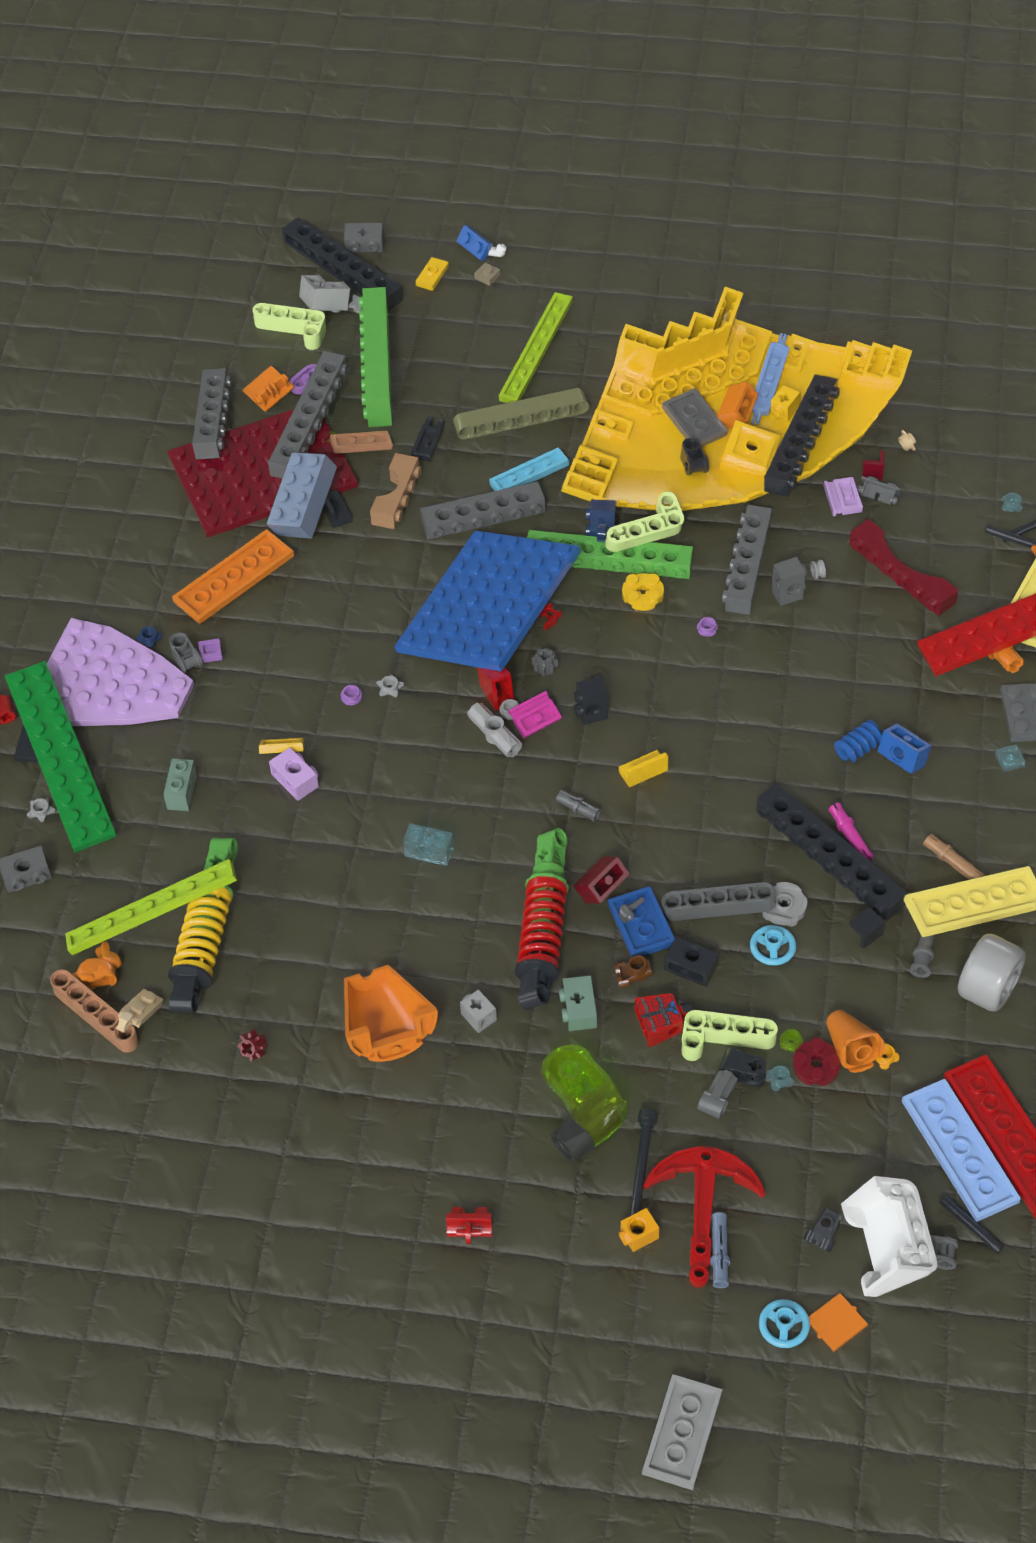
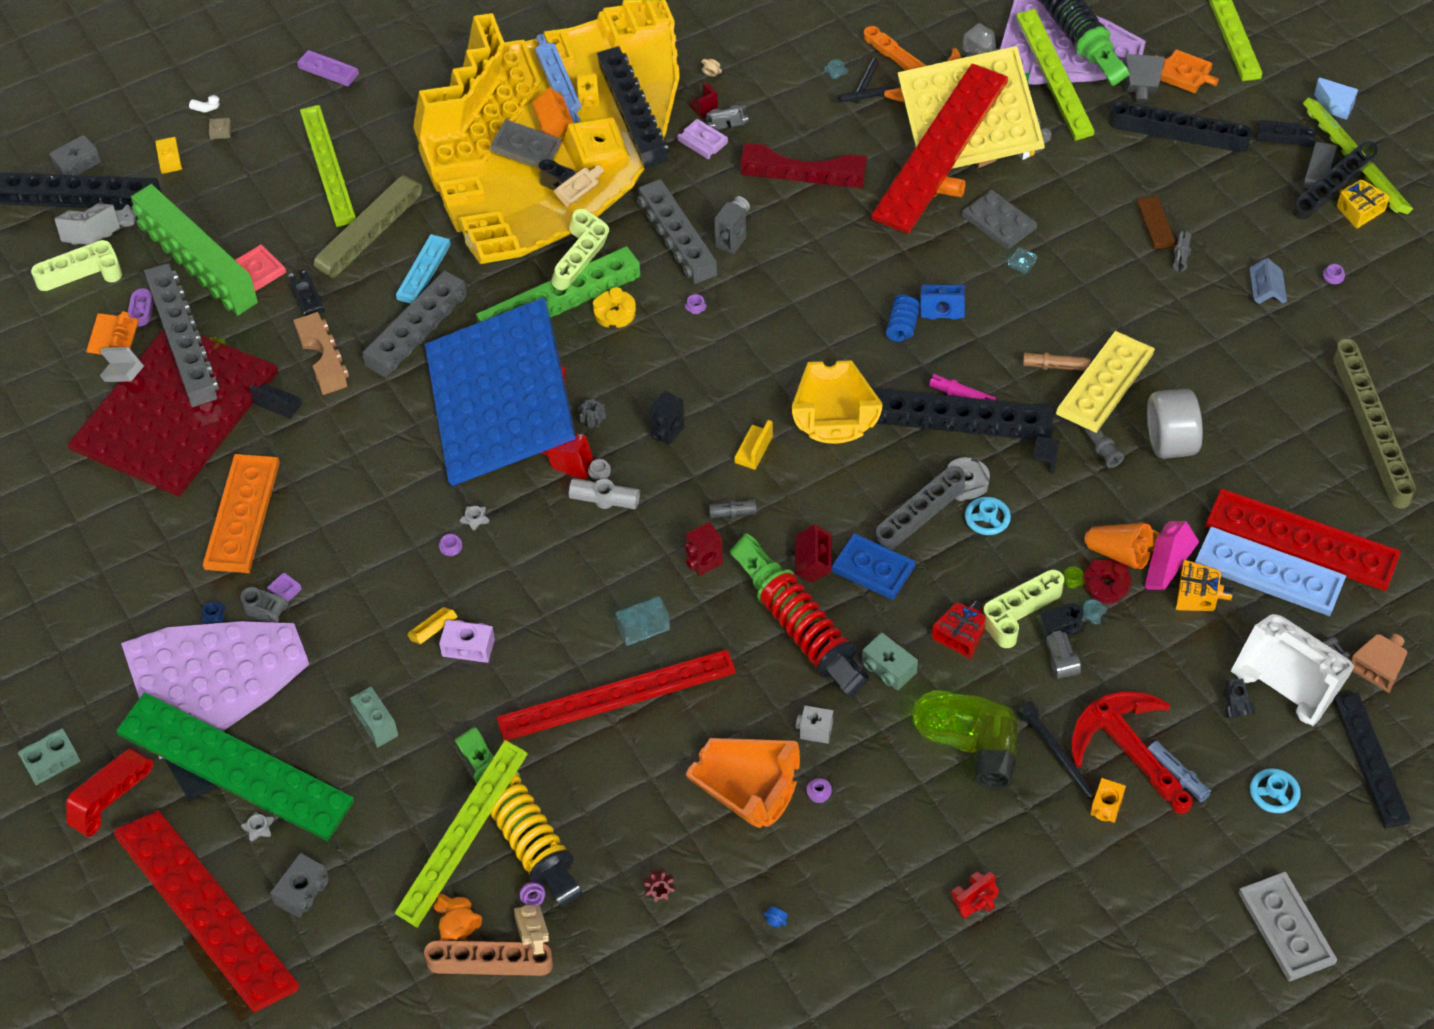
camera: 40 degrees left, 0 degrees up
(159, 987) = (535, 899): none -> medium lavender plate
(211, 413) = (83, 386): dark grey brick -> none
(250, 417) = (122, 365): none -> light grey panel
(301, 495) = (246, 403): sand blue brick -> none
(311, 1130) = (776, 917): none -> blue plate
(360, 887) = (615, 695): none -> red plate
(361, 442) = (247, 330): nougat tile -> none
(411, 398) = (261, 266): none -> coral plate
(436, 1067) = (819, 796): none -> medium lavender plate
(474, 242) = (184, 107): plate -> none
(520, 819) = (703, 549): none -> dark red brick
(534, 714) = (626, 460): dark pink plate -> none
(601, 517) = (532, 268): dark blue brick -> none
(608, 271) = (328, 68): none -> medium lavender plate
(626, 911) = (860, 565): flat silver hand -> none
(635, 970) = (905, 609): reddish brown plate -> none
(697, 971) = (954, 570): black brick -> none
(701, 474) = (578, 185): none -> tan hinge
(730, 771) = (835, 403): none -> yellow cone
(837, 1322) = (1309, 761): orange piece -> none
(884, 1121) = (1200, 588): none -> light orange torso
(887, 1075) = (1170, 550): none -> dark pink slope
(889, 1360) = (1371, 761): none -> black plate
(971, 1224) = (1329, 620): black bar -> none
(979, 1287) = (1380, 660): none -> nougat torso

